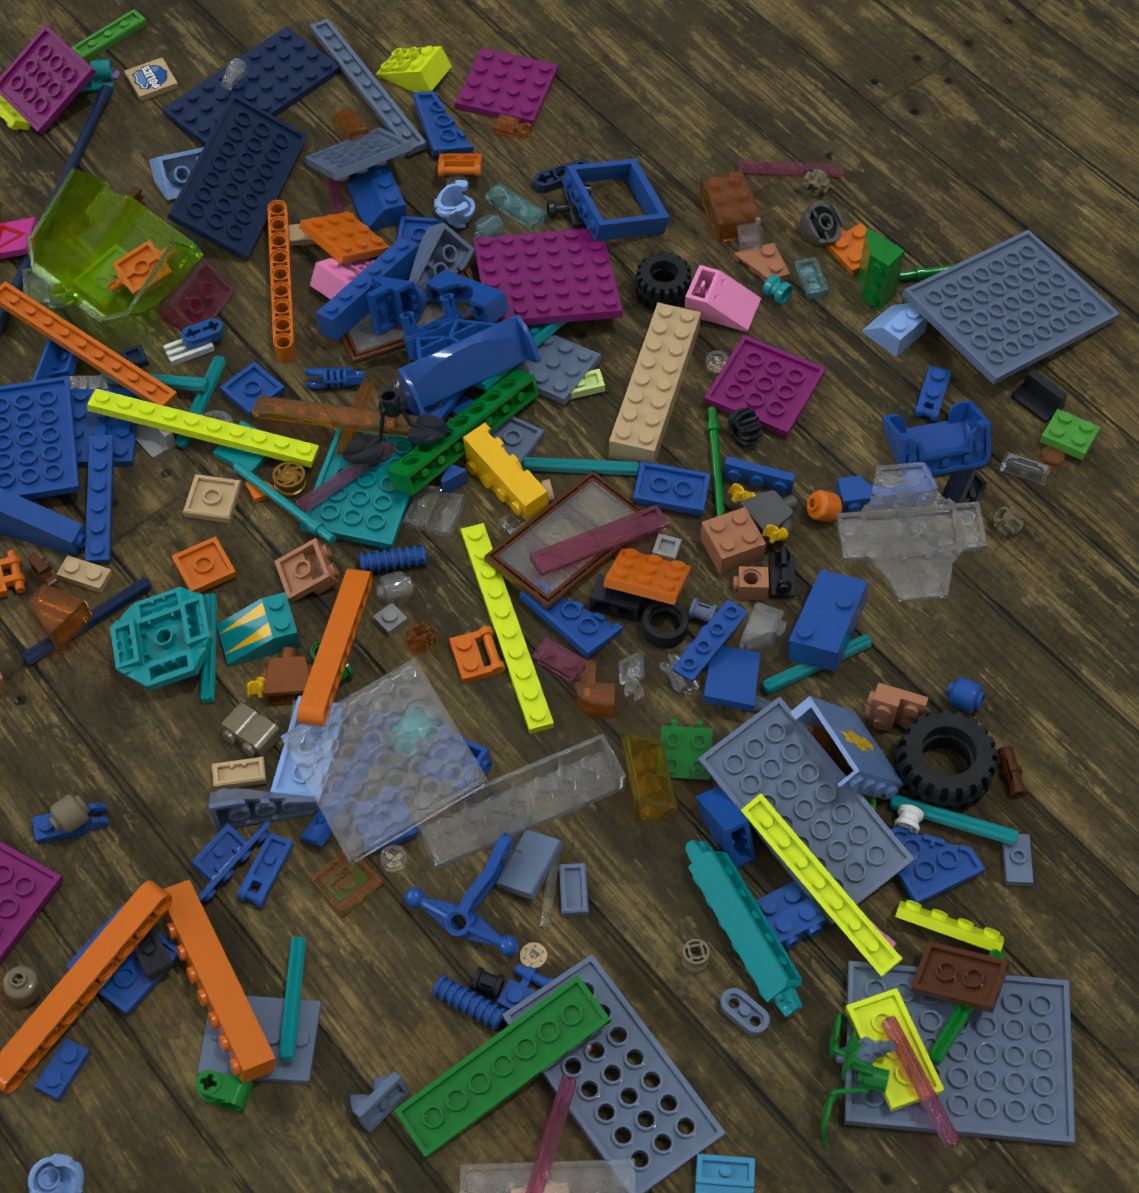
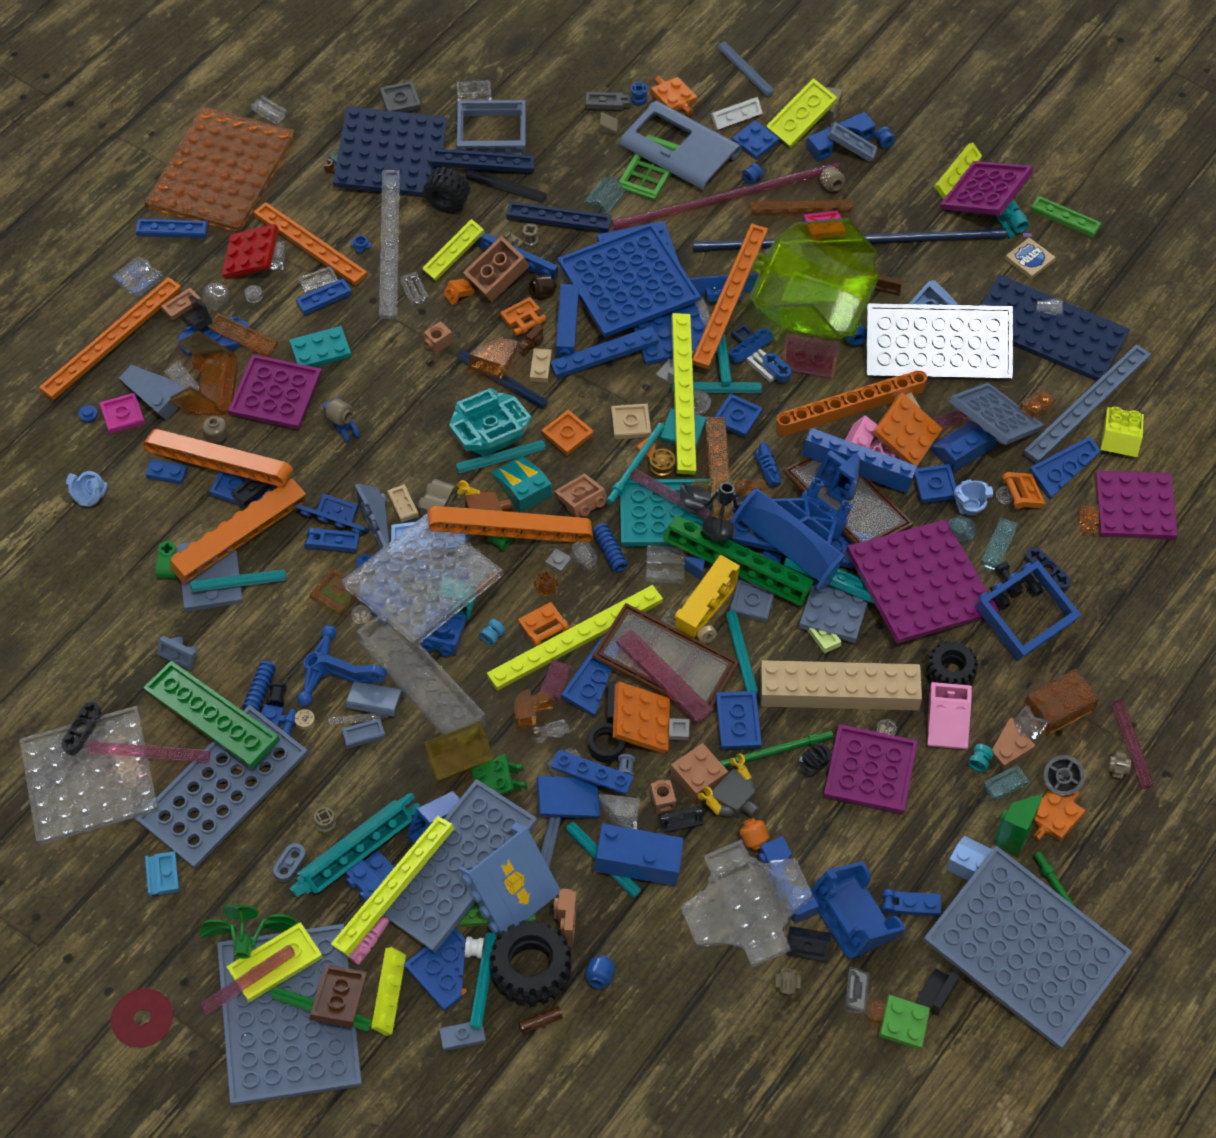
camera: 75 degrees right, 0 degrees up
(136, 267) = (823, 302): orange plate -> none
(148, 347) = (751, 345): none -> blue beam
(437, 251) = (902, 498): sand blue wedge -> none
(474, 710) = (492, 632): none -> dark azure wheel
(486, 302) = (858, 534): blue arch -> none
(759, 475) = (770, 781): blue plate -> none
(870, 1050) = (265, 939): sand blue piece -> none

